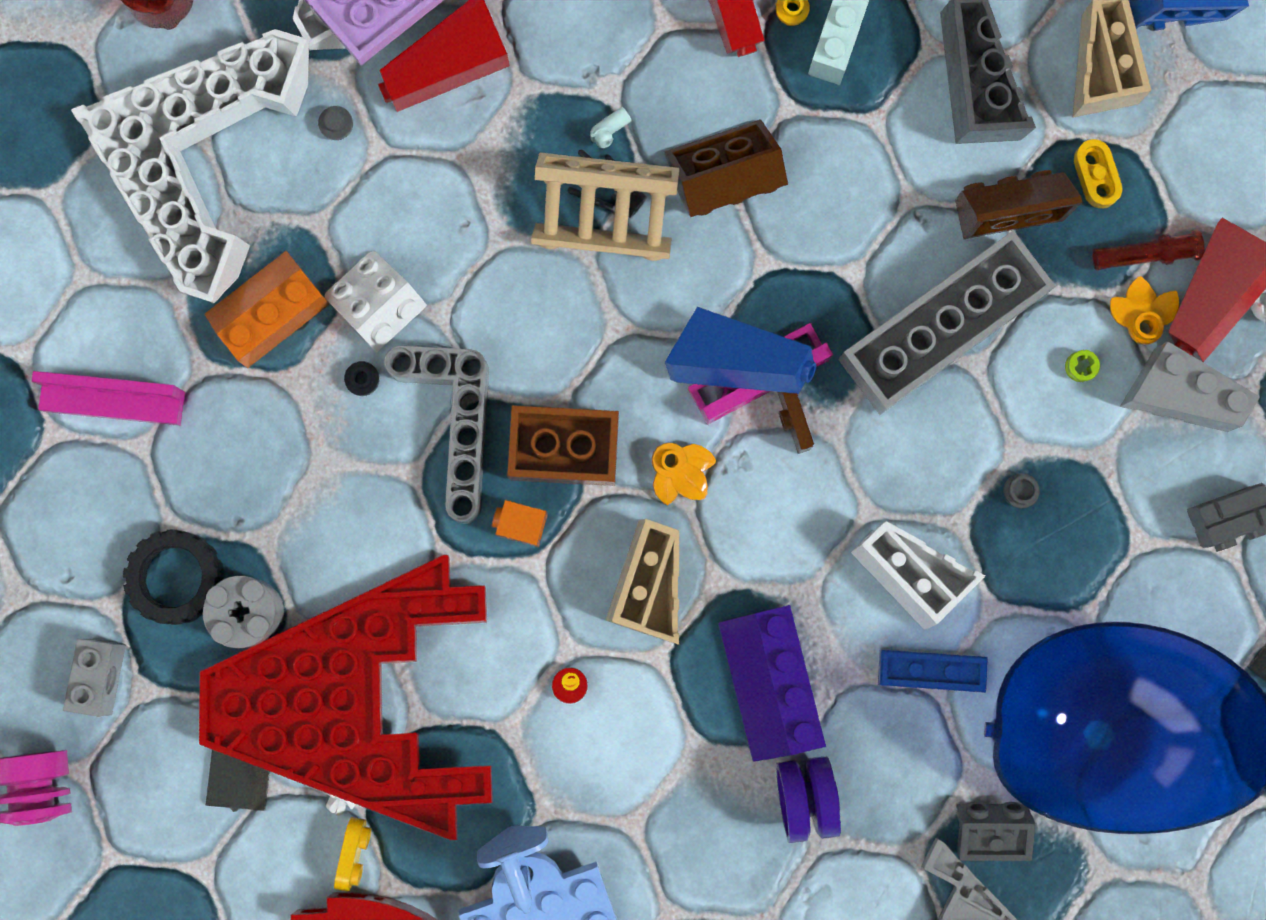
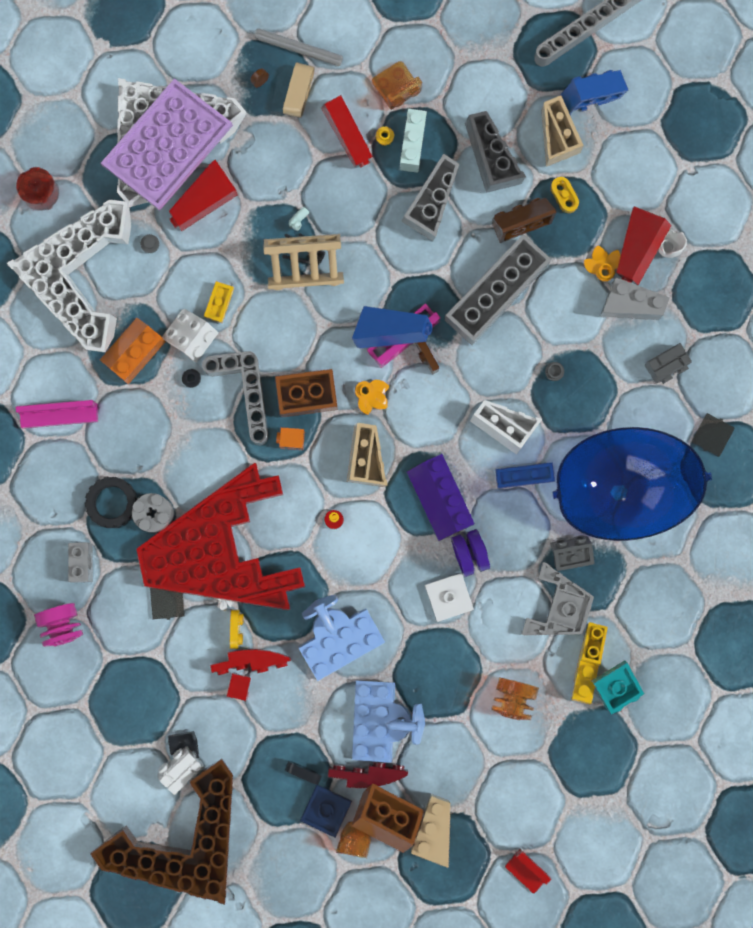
camera: 10 degrees left, 0 degrees up
(438, 251) = (219, 302): none -> yellow plate
(728, 168) = (366, 228): reddish brown slope -> none
(753, 870) = (449, 597): none -> white plate
(850, 146) = (430, 202): none -> light grey wedge
(1092, 369) = (580, 300): lime bush -> none
(1165, 250) = (608, 228): clear red pin -> none

